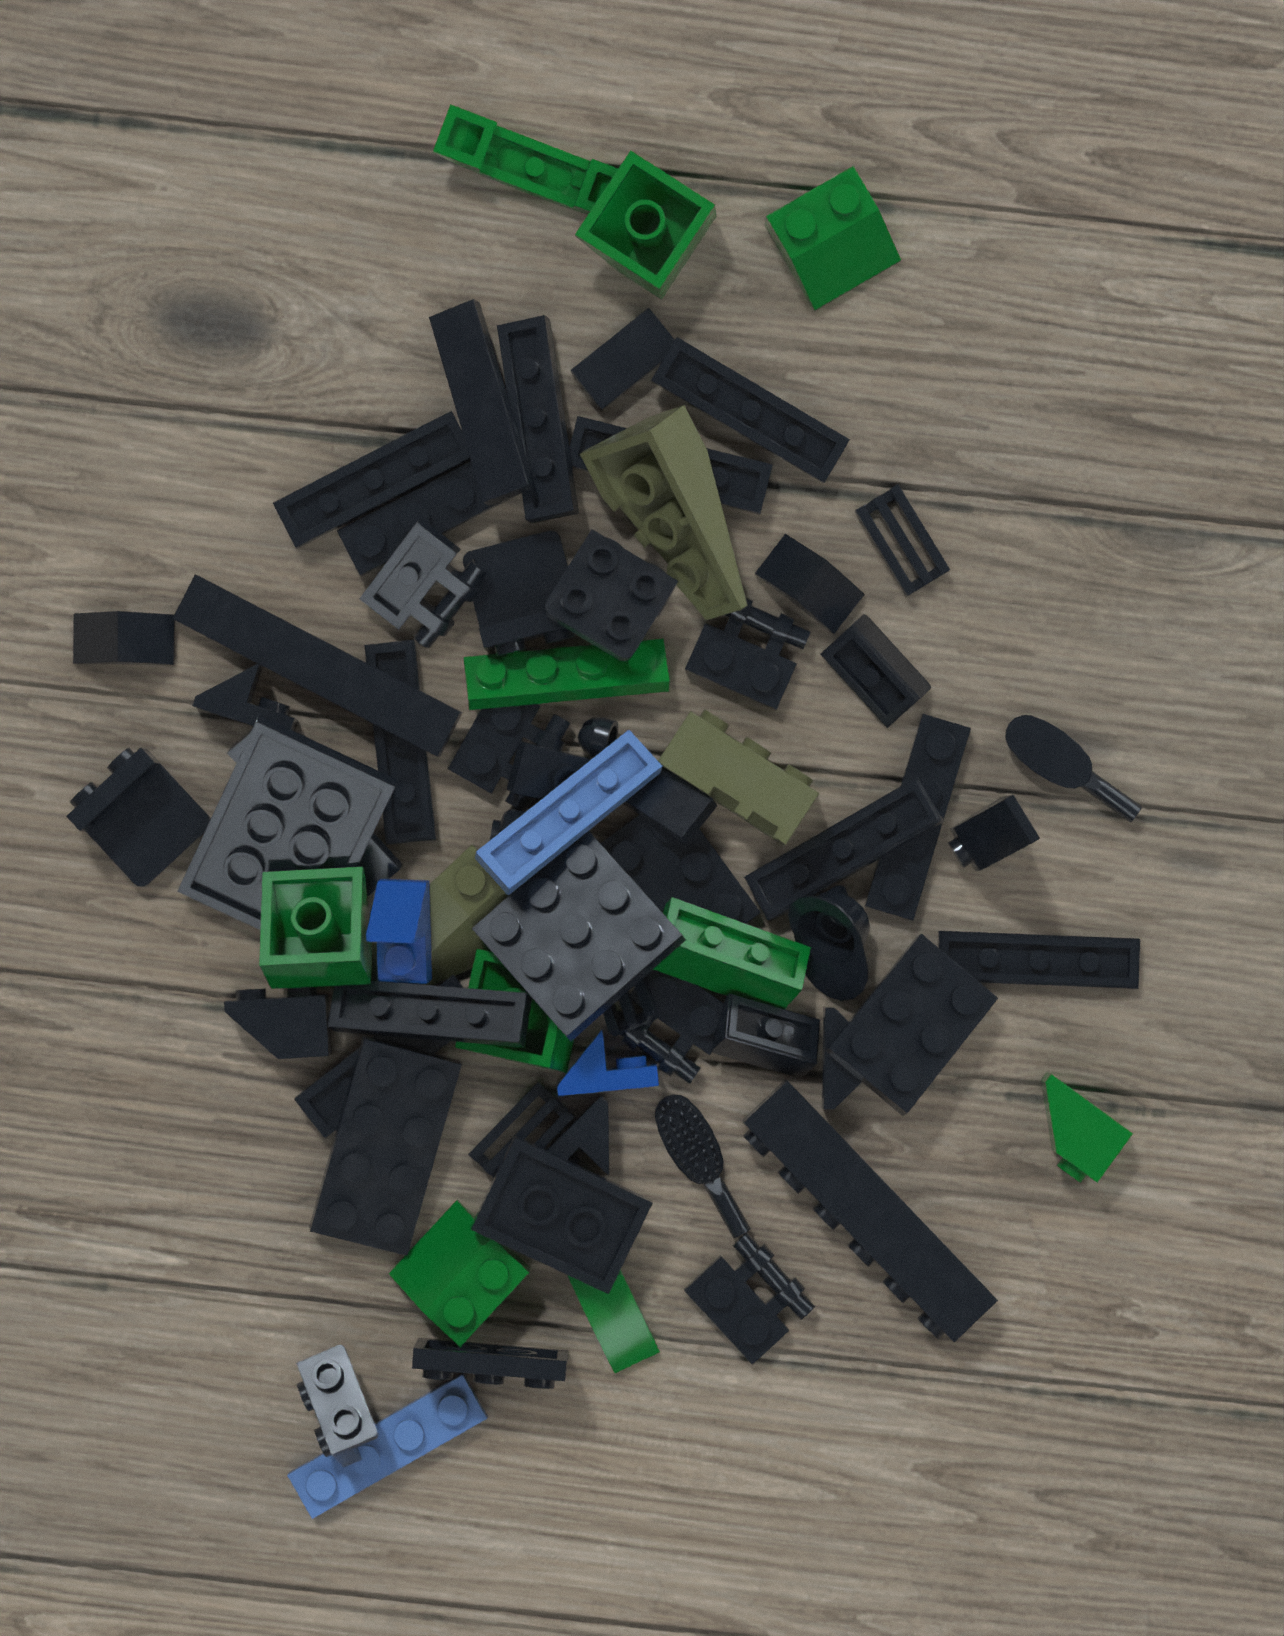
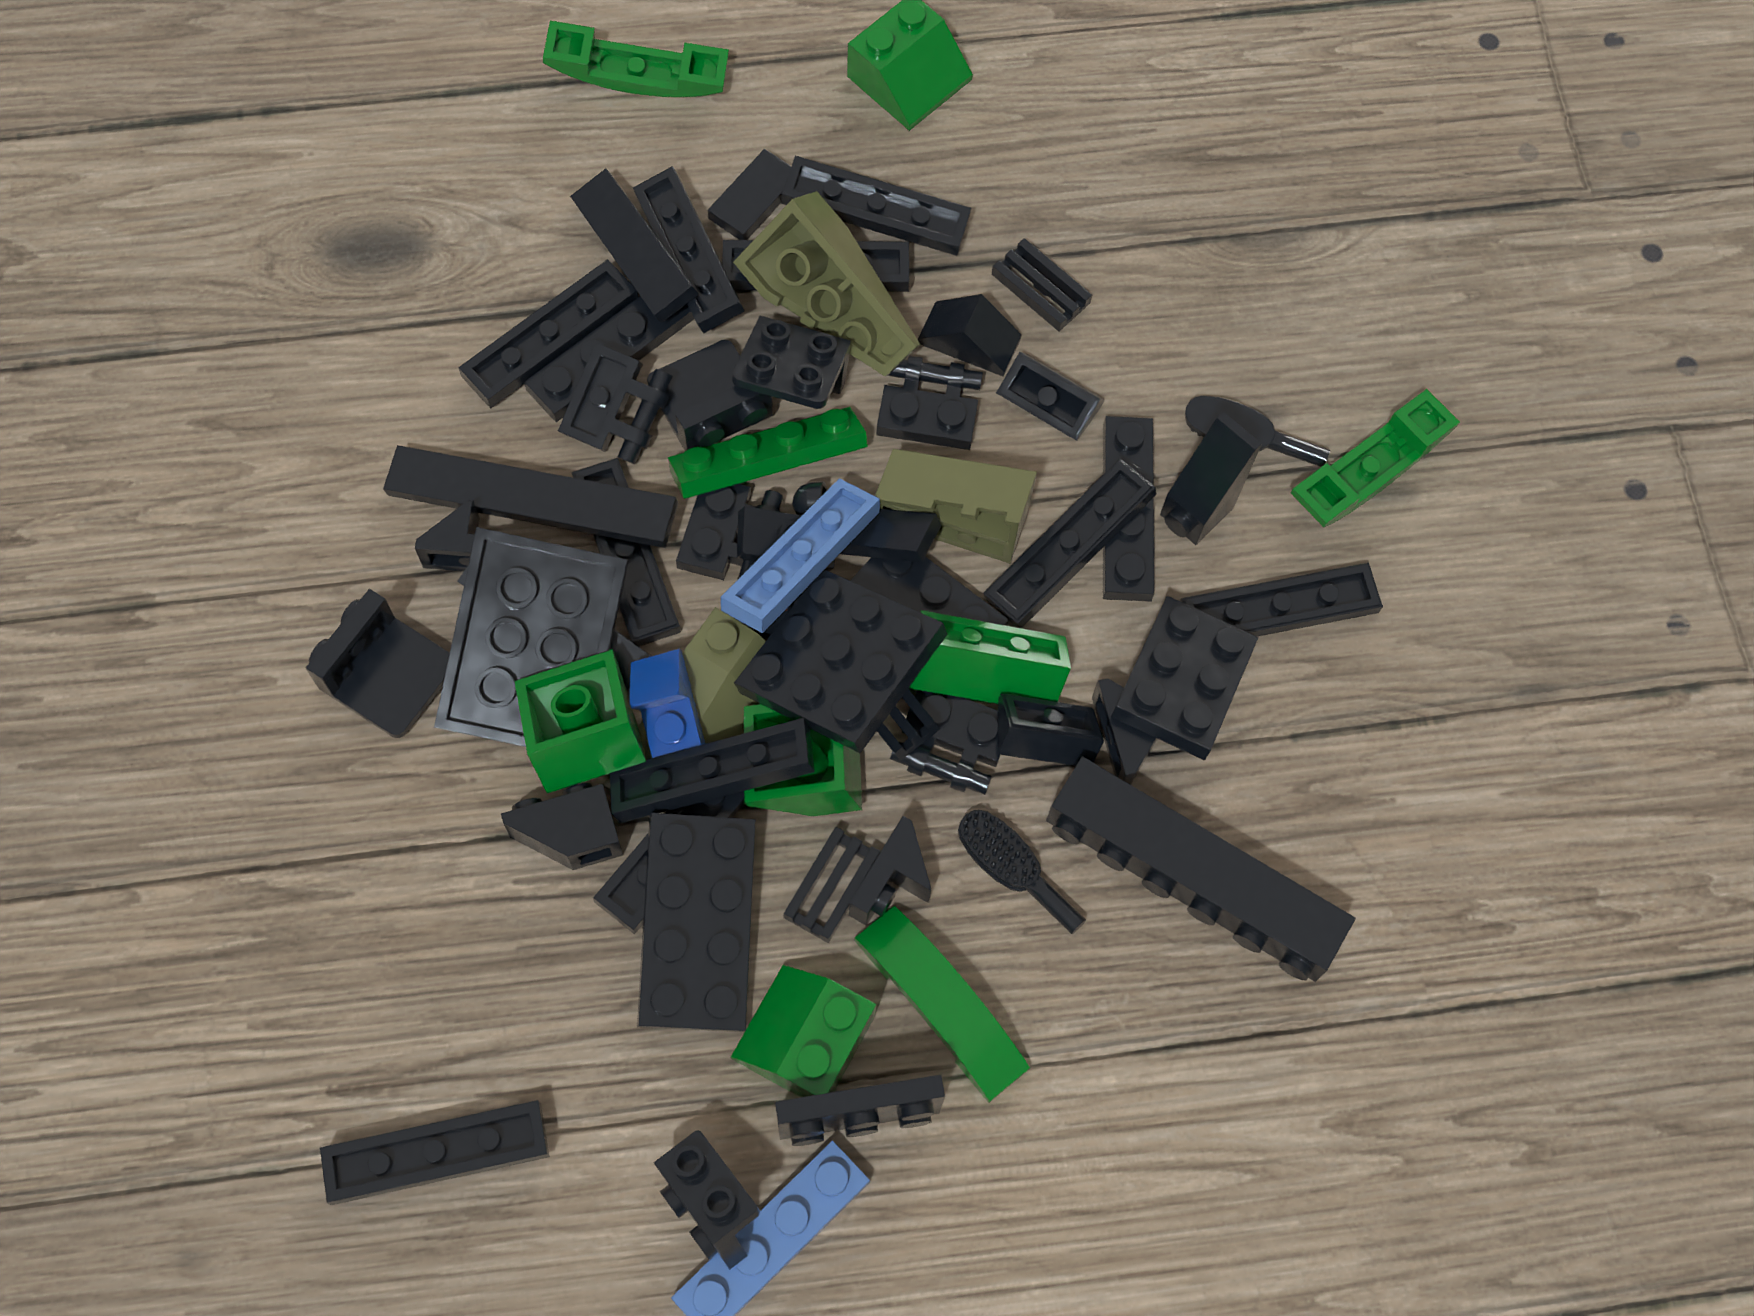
camera: 15 degrees left, 20 degrees down
(105, 1296) = (434, 1152): none -> black plate
(123, 638) = (339, 515): black slope -> none
(561, 1214) = (894, 935): black plate -> none
(591, 1074) = (887, 802): blue slope -> none
(646, 224) = (747, 77): green slope -> none
(738, 1309) = (1095, 1002): black plate -> none
(836, 932) = (1090, 621): black piece -> none
(1080, 1131) = (1374, 742): green slope -> none
(1182, 832) = (1376, 461): none -> green slope

